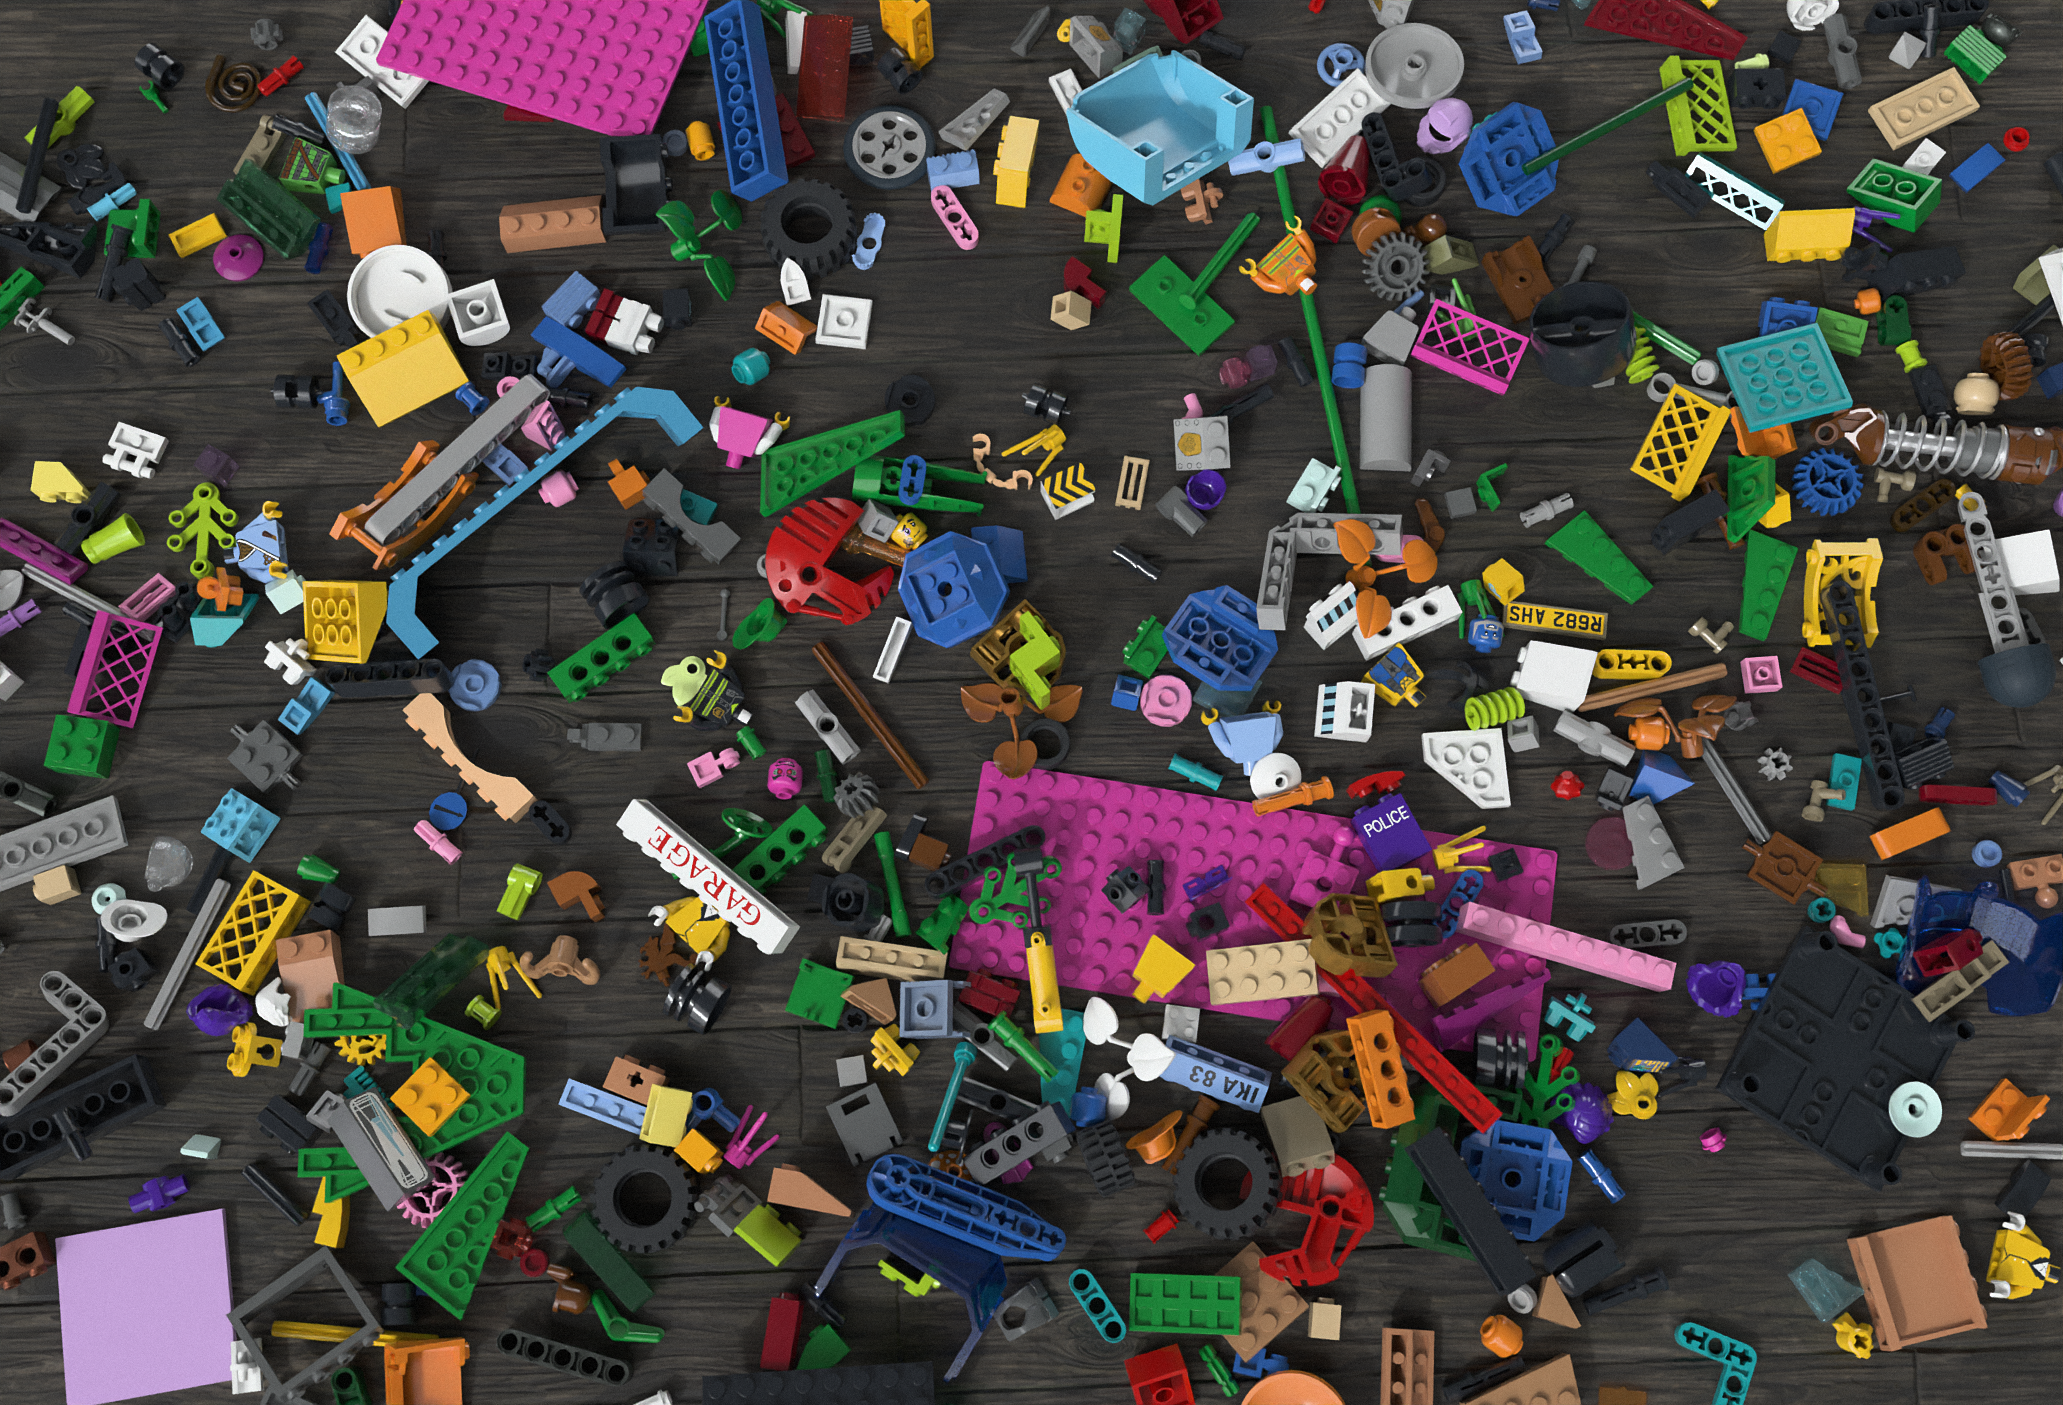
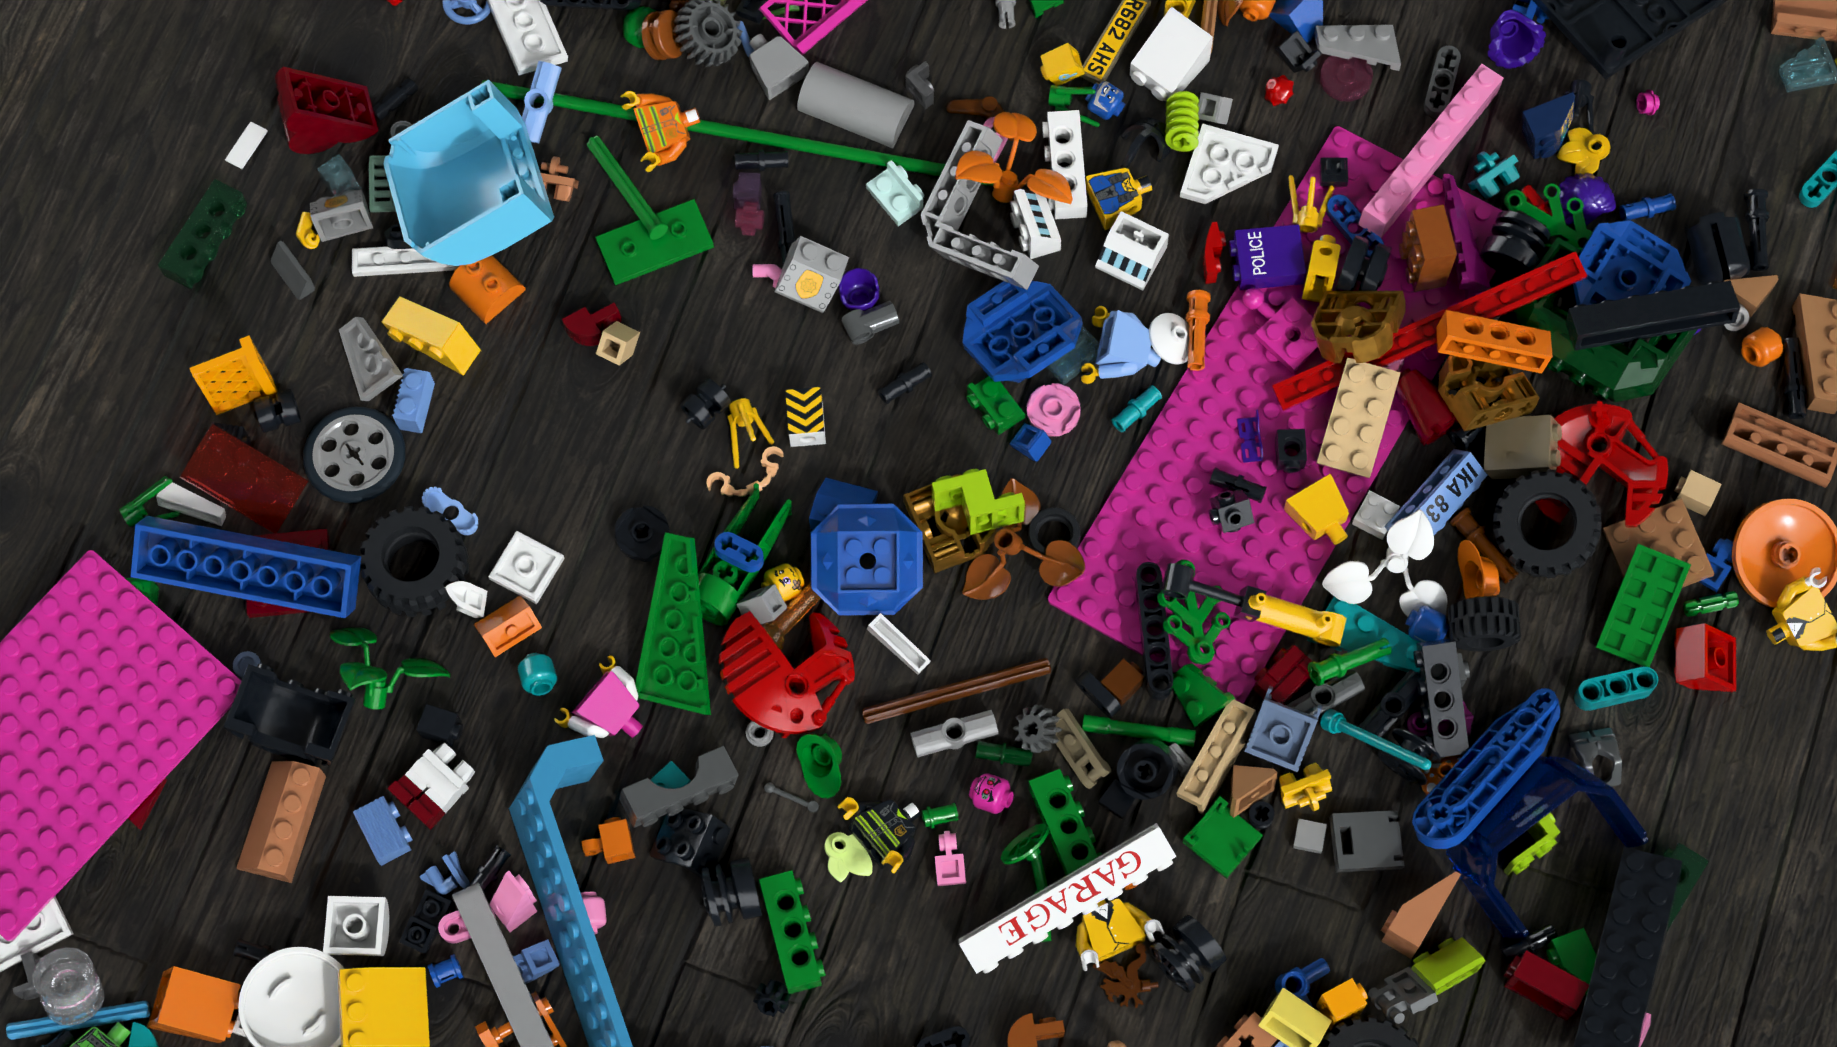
camera: 65 degrees left, 5 degrees down
(579, 351) = (445, 839): blue slope -> none
(608, 736) = (875, 955): dark grey hinge -> none
(700, 140) = (259, 637): light orange brick -> none
(739, 1151) = (1354, 967): dark pink plant -> none
(954, 228) = (480, 408): bright pink beam -> none
(1105, 227) = (547, 272): lime bracket -> none
(1129, 502) = (838, 369): tan tile -> none
(1161, 1226) = (1561, 604): red pin -> none
(1331, 220) = (630, 71): dark red piece -> none
(1347, 172) = (588, 35): dark red cone -> none
(1349, 365) = (790, 114): blue wheel -> none
(1460, 503) = (966, 72): dark grey tile -> none
(1485, 489) = (965, 44): green bracket -> none
(1594, 738) = (1243, 49): light grey piece -> none

